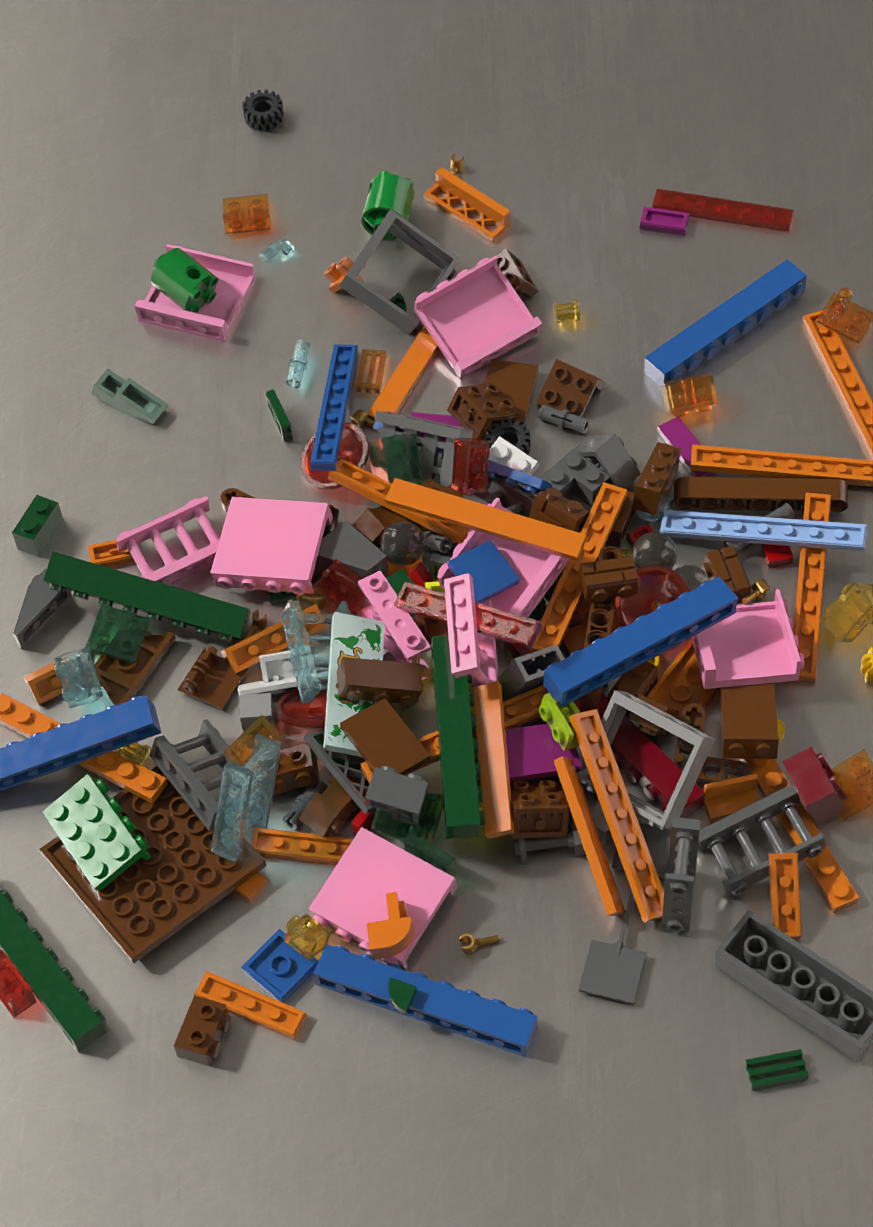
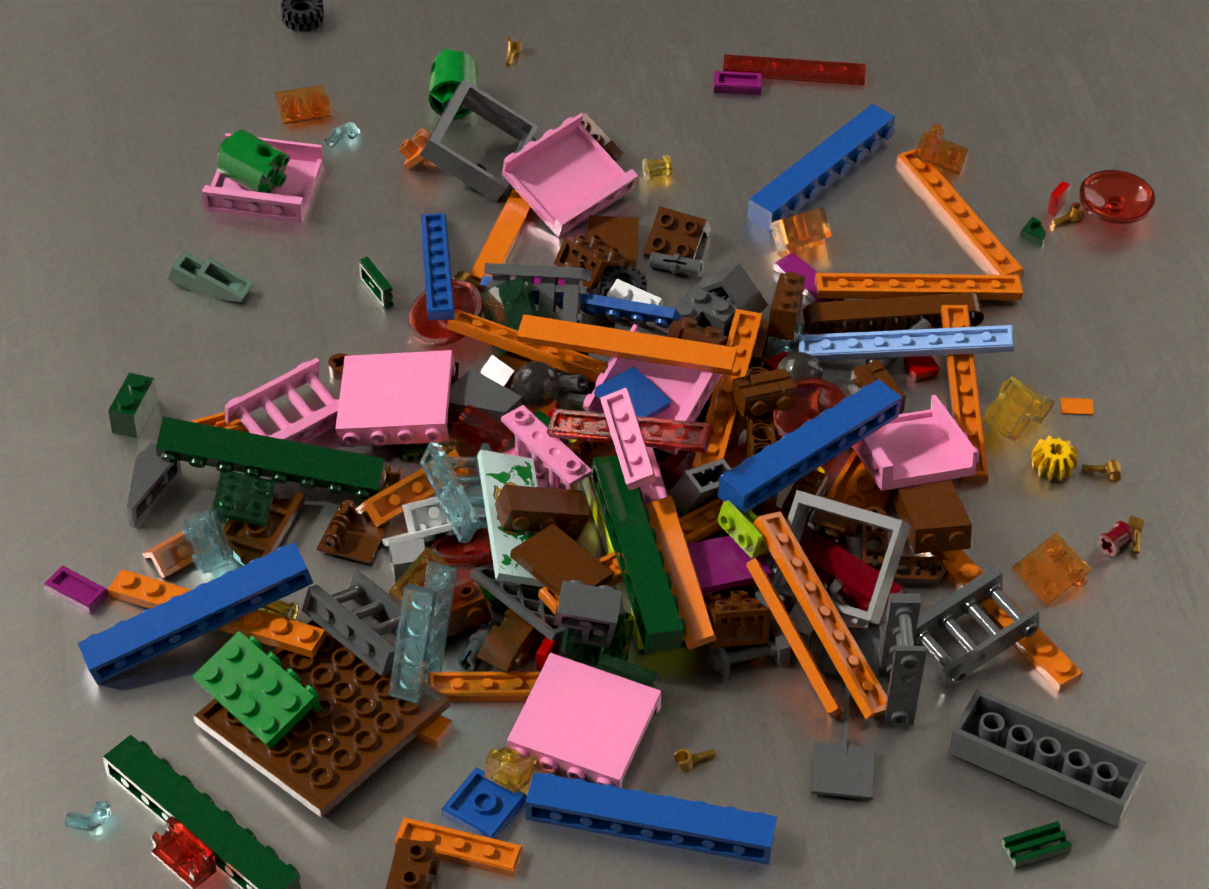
camera: 15 degrees left, 10 degrees down
(298, 364) = (386, 235): clear light blue pin -> none
(369, 385) = (464, 250): clear orange tile -> none
(392, 935) = (605, 752): orange brick -> none
(401, 994) = (627, 810): dark green tile -> none
(470, 465) = (596, 300): clear red brick -> none
(474, 203) = (538, 77): orange fence -> none
(730, 796) = (932, 585): orange panel -> none
(759, 591) = (911, 401): pearl gold hand -> none
(785, 893) = (1008, 668): orange tile -> none
(816, 784) = (1022, 570): dark red brick -> none

